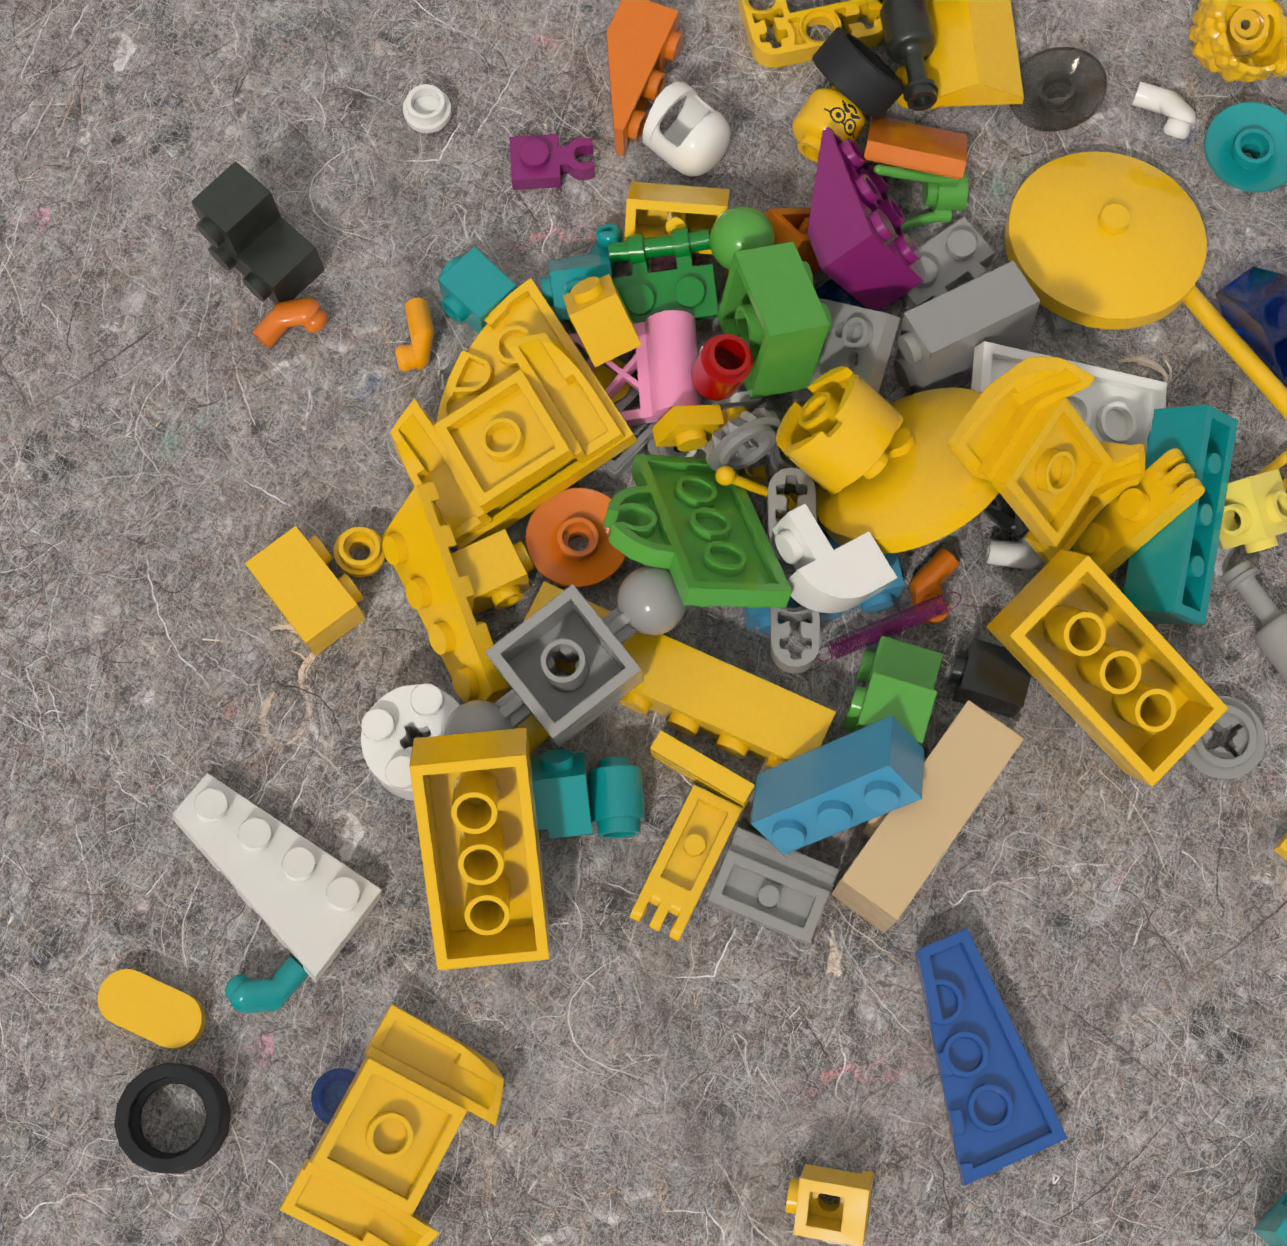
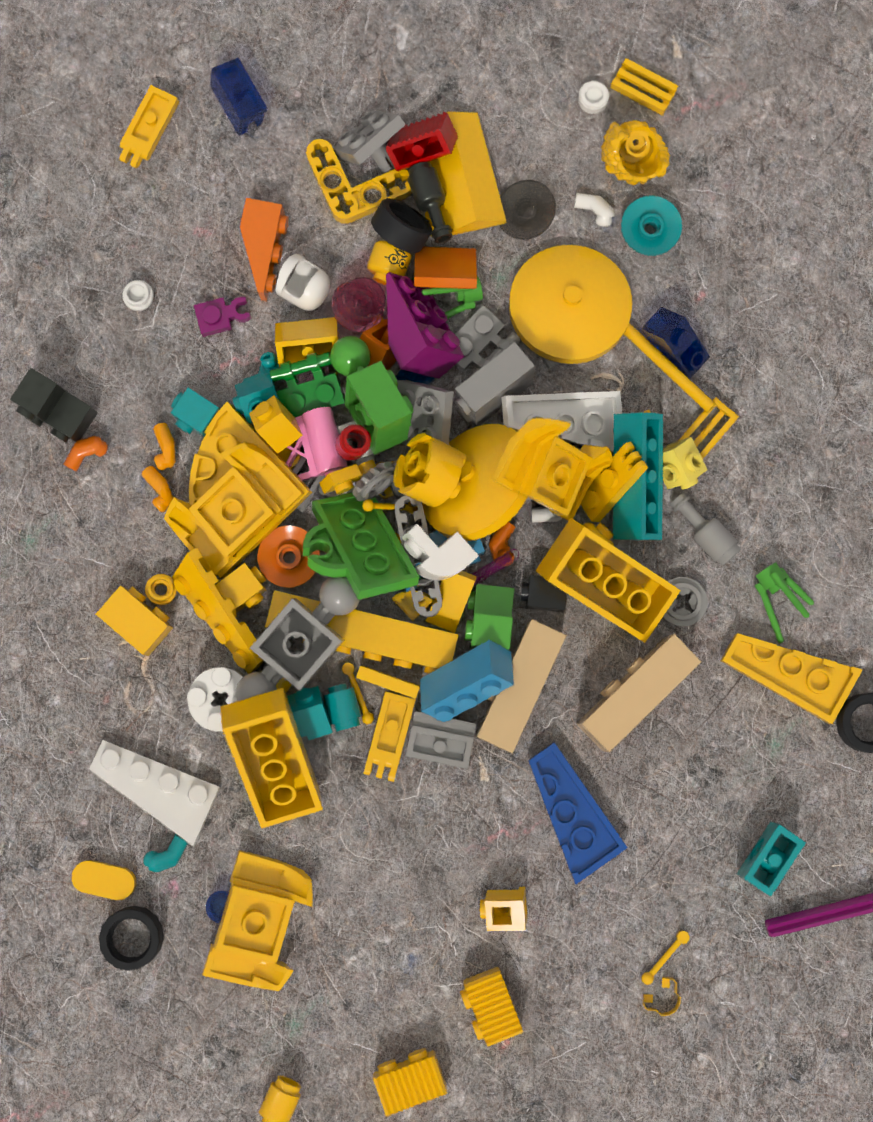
camera: 15 degrees left, 10 degrees up
(394, 389) = (160, 485): none -> light orange arm
(638, 741) = (349, 669): none -> yellow hinge
(755, 651) = (405, 603): none -> yellow tile
(769, 172) = (358, 304): none -> clear pink piece
(842, 647) = (454, 597): none -> yellow tile
(1117, 875) = (638, 692): none -> tan brick

